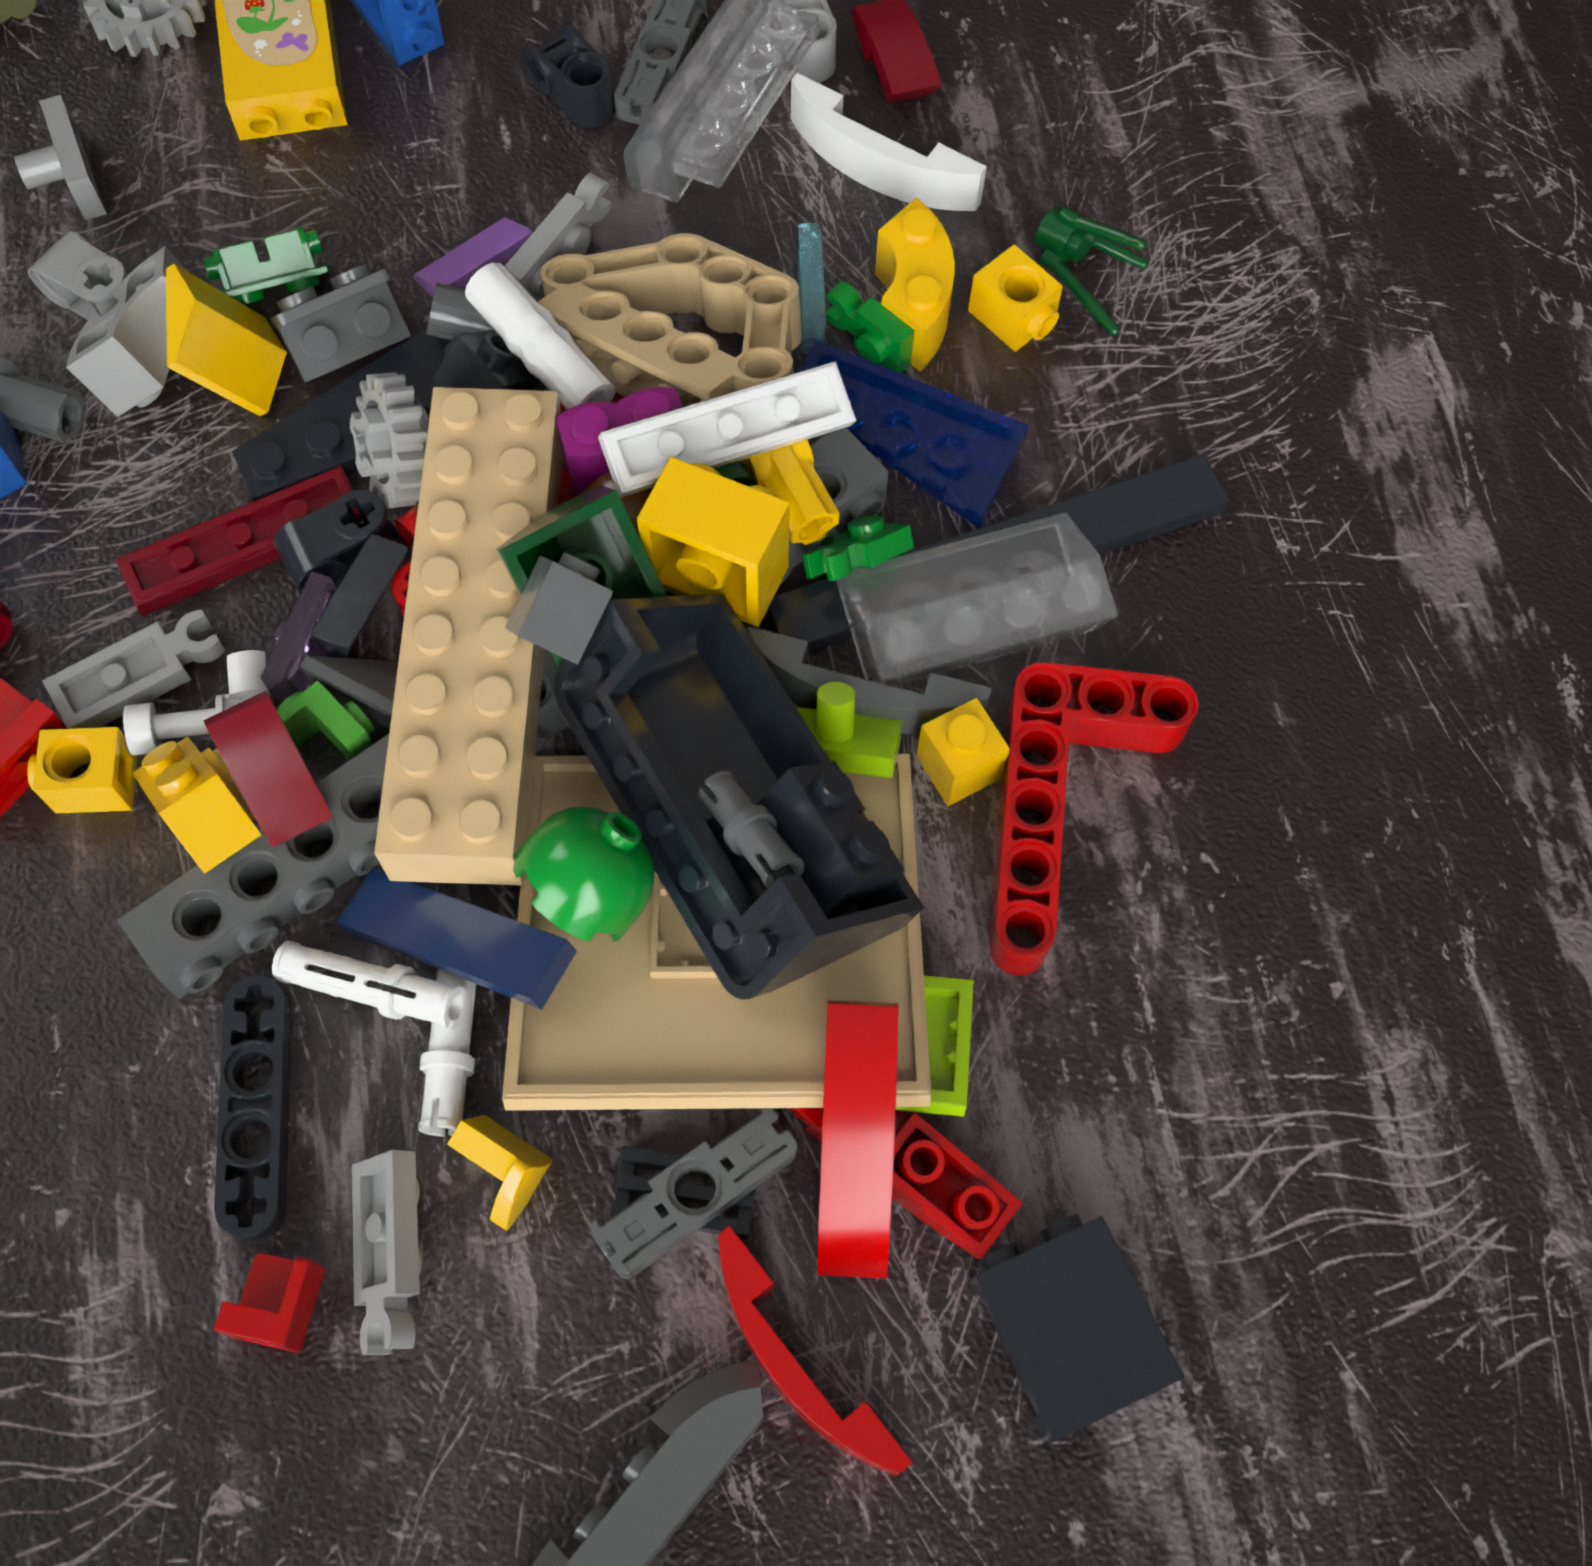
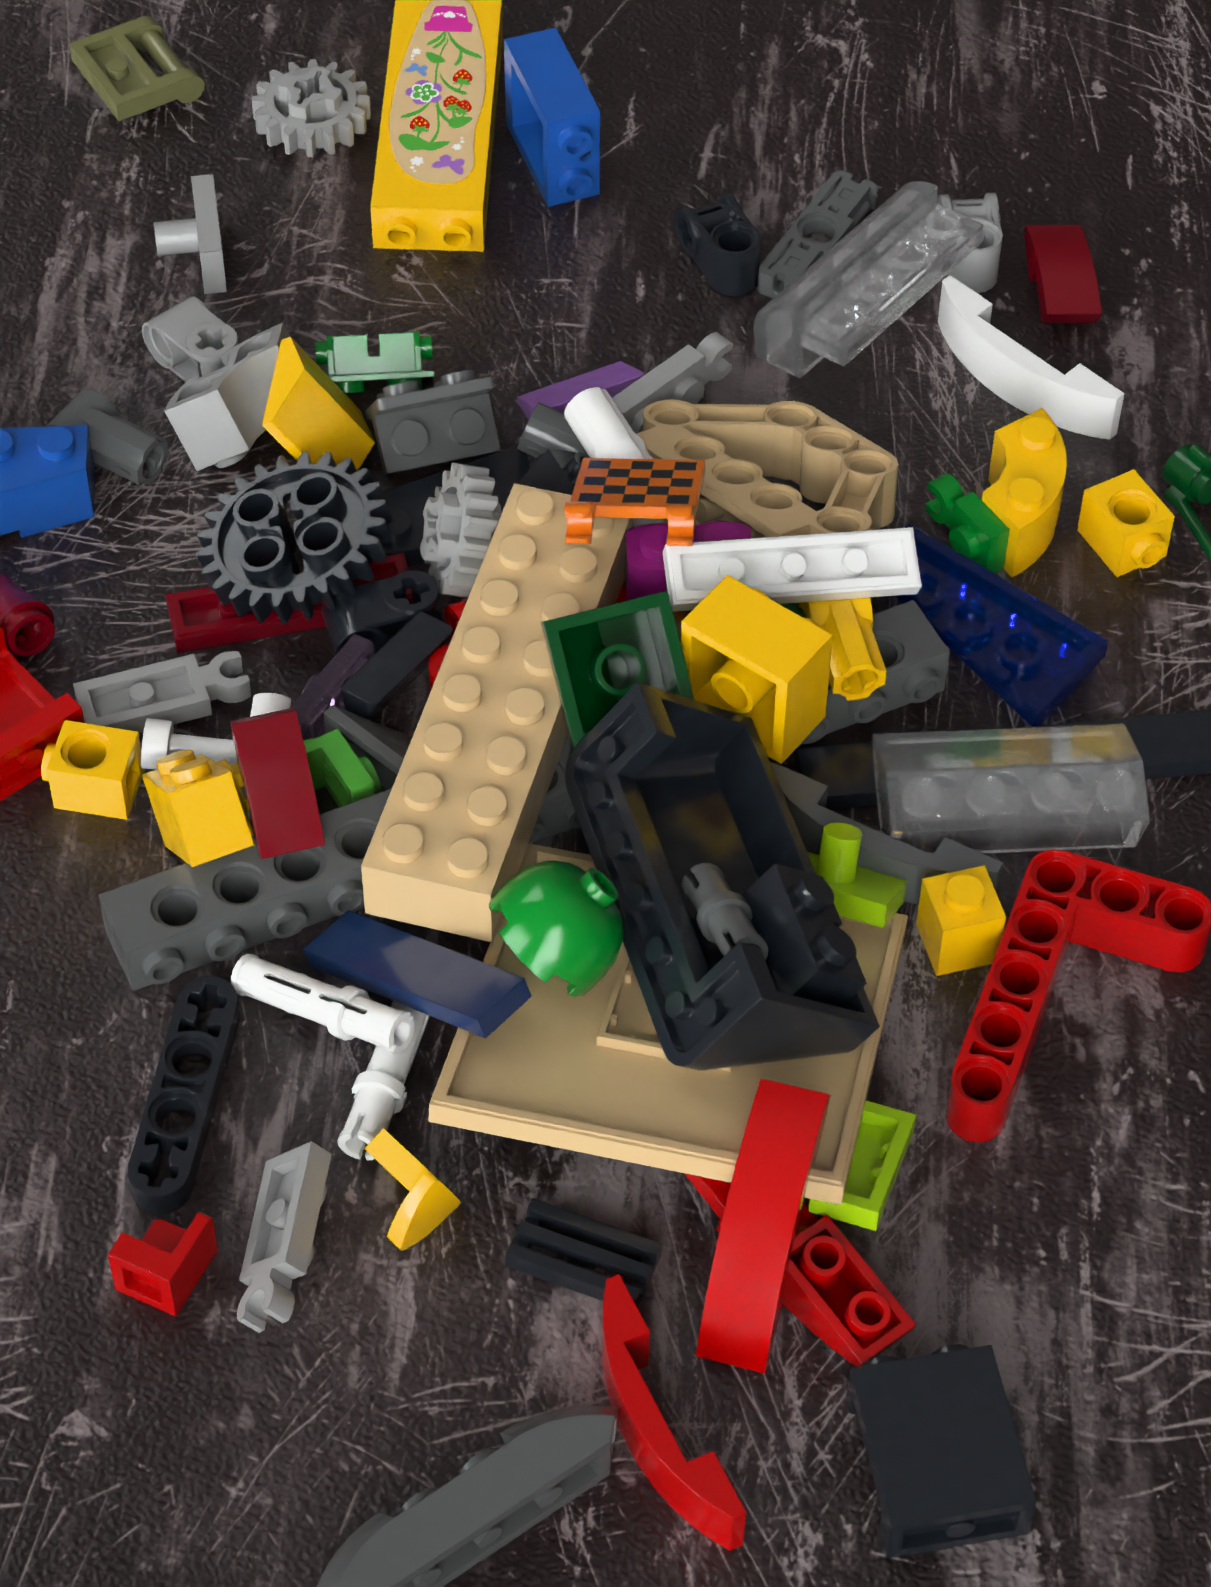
camera: 15 degrees right, 15 degrees down
(268, 468) = (337, 529): none -> black gear
(557, 375) = (636, 490): none -> orange flag
(560, 606) = (589, 683): dark grey brick -> none
(660, 1222) = (552, 1265): dark grey piece -> none
(811, 285) = (917, 471): clear light blue tile -> none
(863, 545) = (911, 713): green plate -> none

